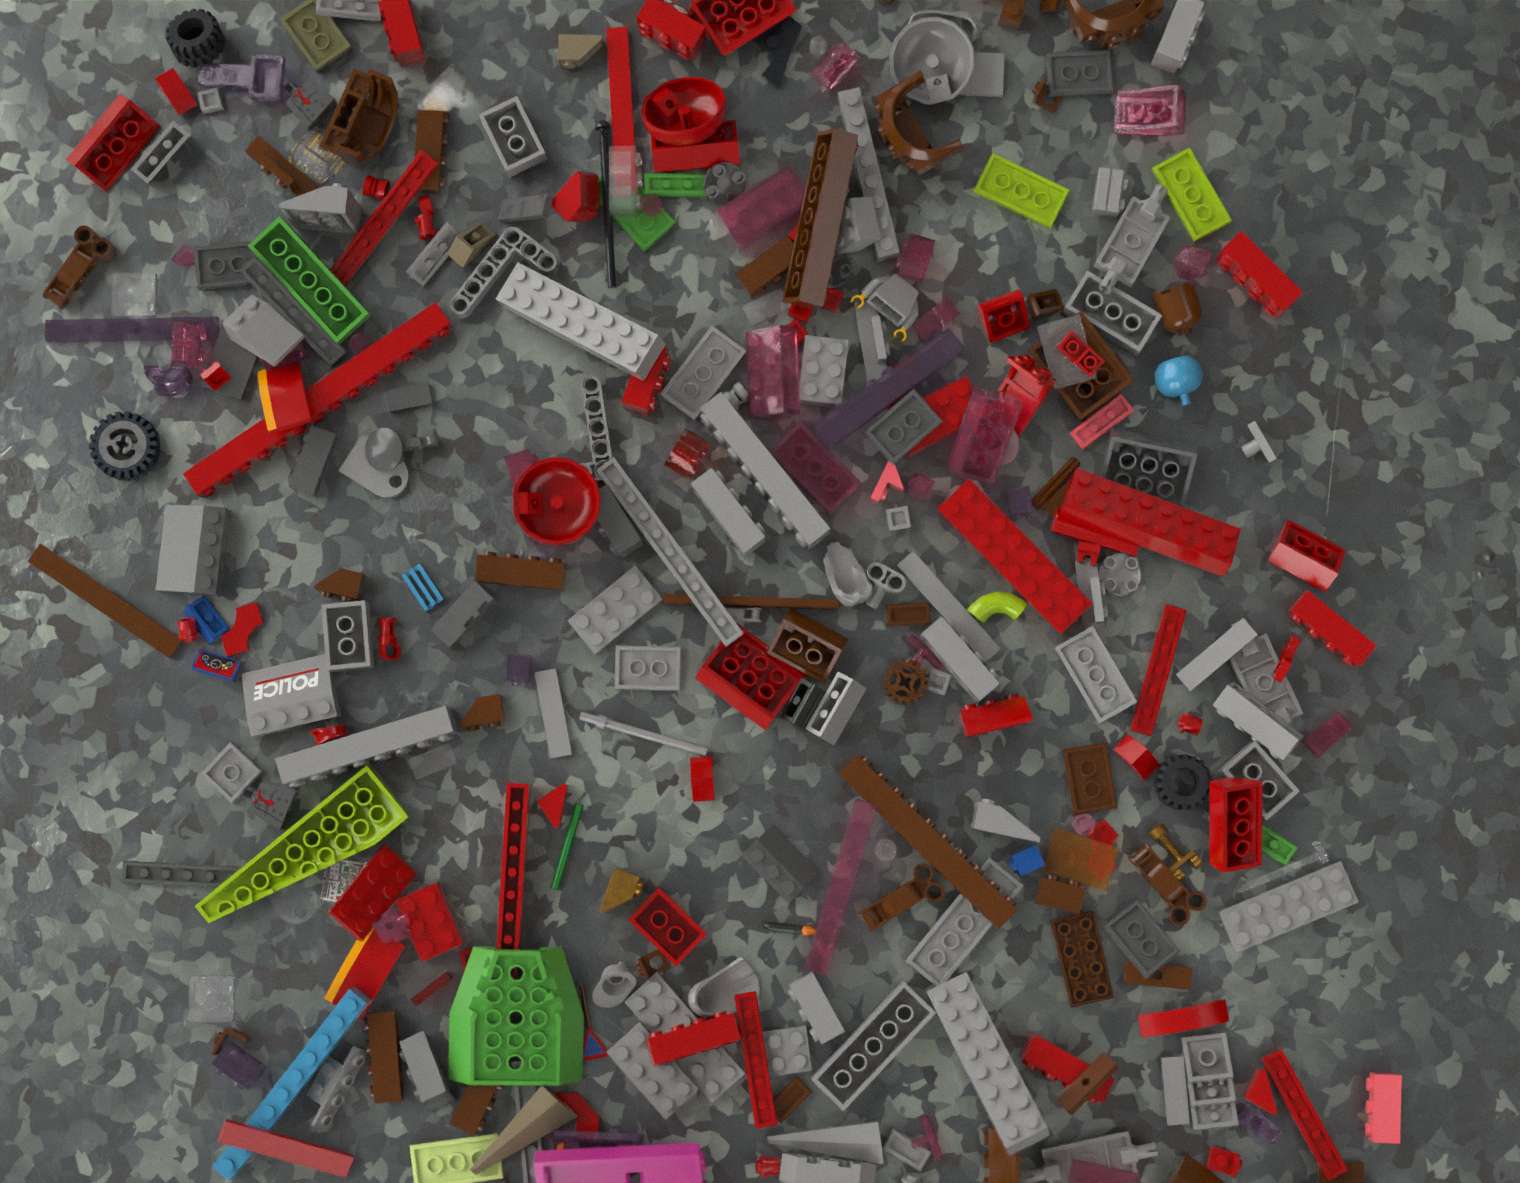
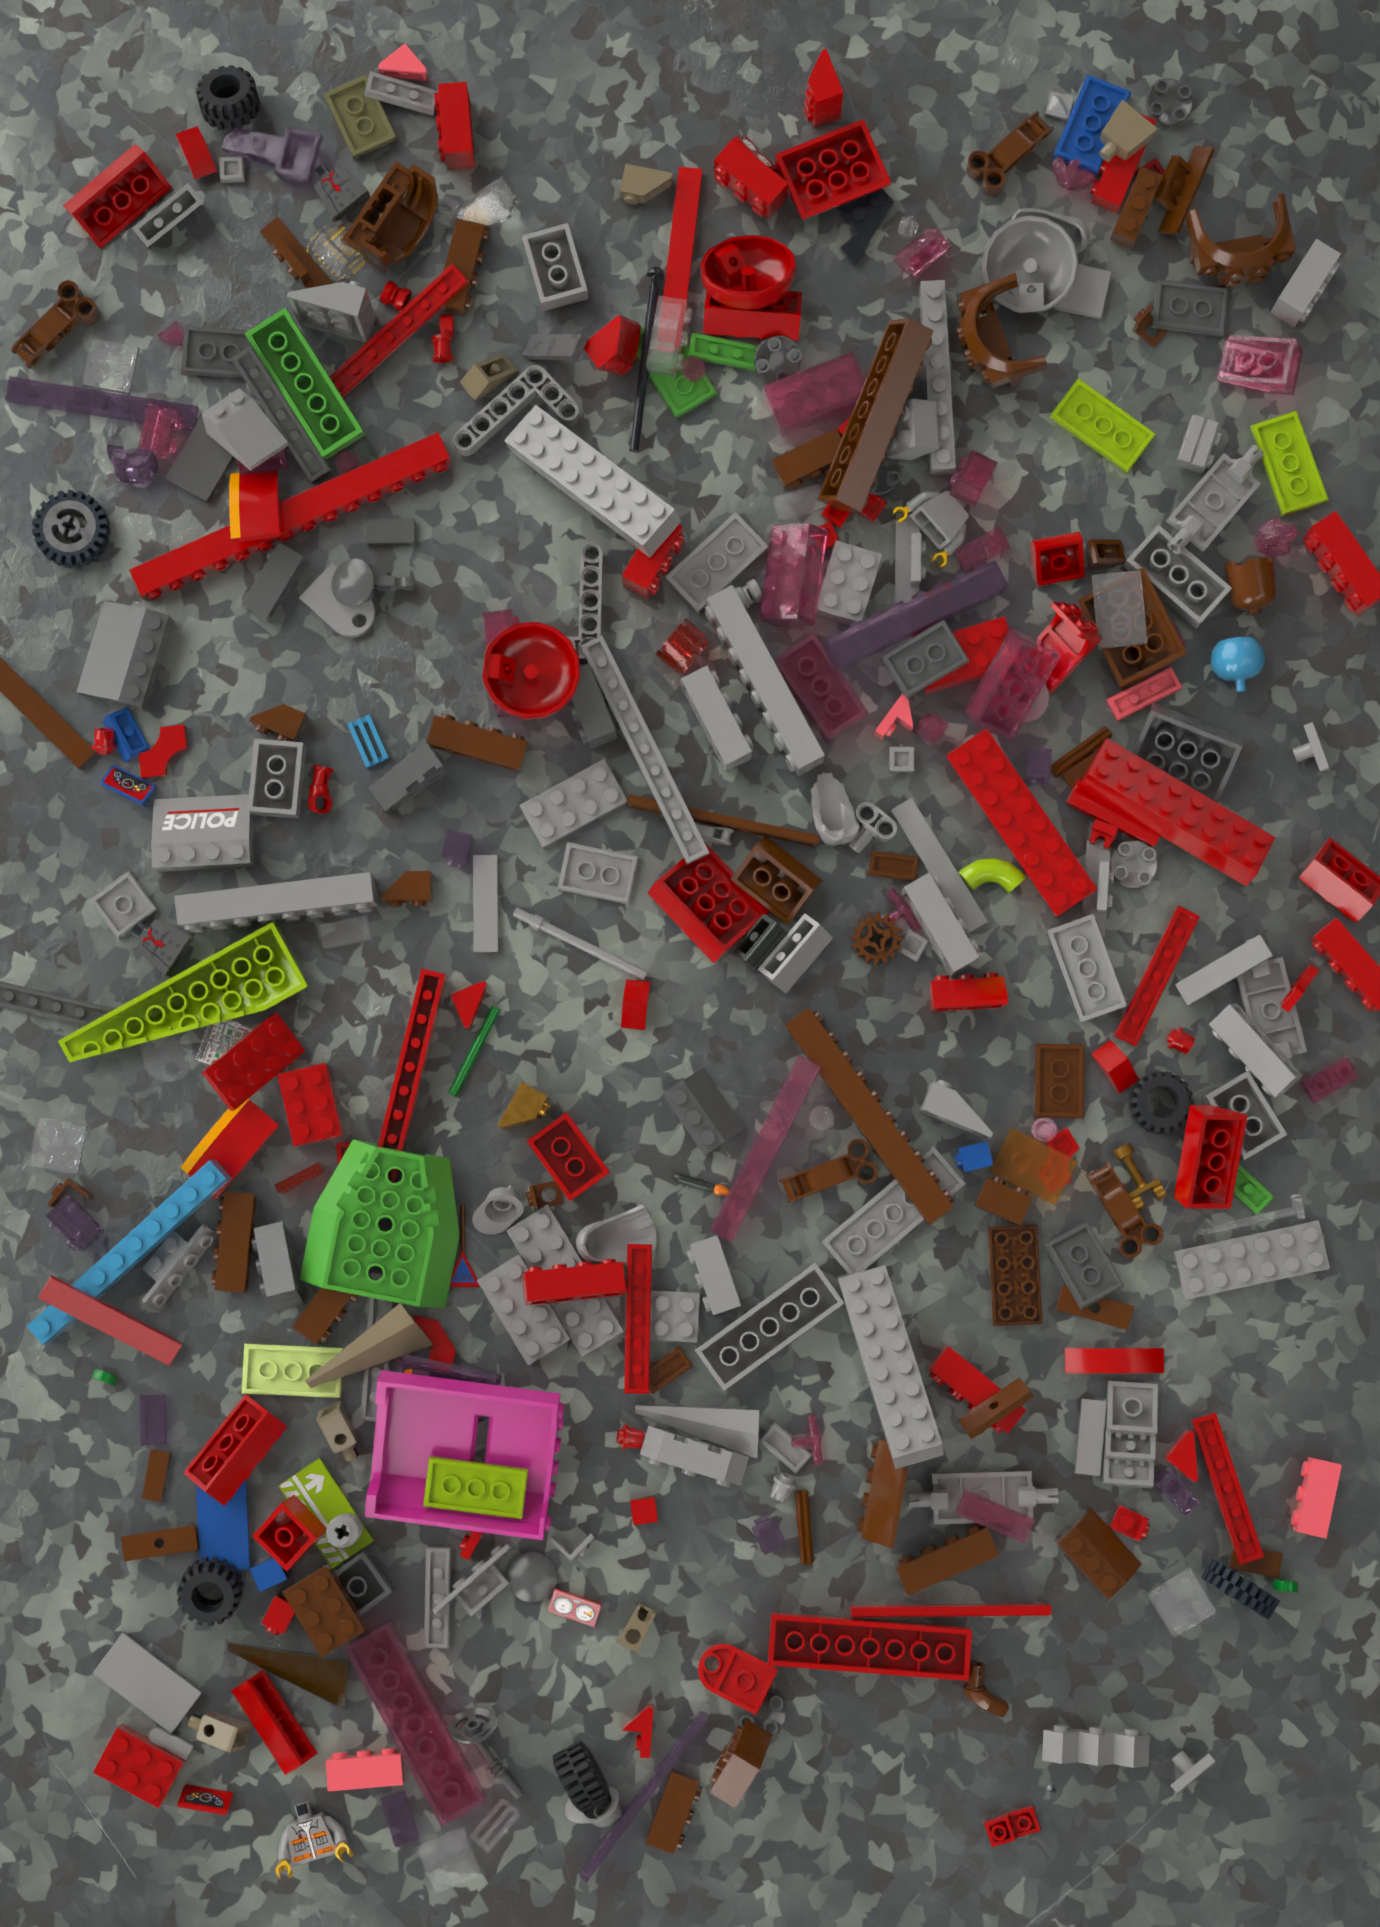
camera: 10 degrees right, 0 degrees up
(215, 375) = (183, 470): red tile -> none
(329, 734) = (237, 880): red piece -> none
(385, 927) = (261, 1102): clear pink brick -> none
(433, 255) = (444, 381): light grey tile -> none
(1080, 354) = (1133, 613): red slope -> none

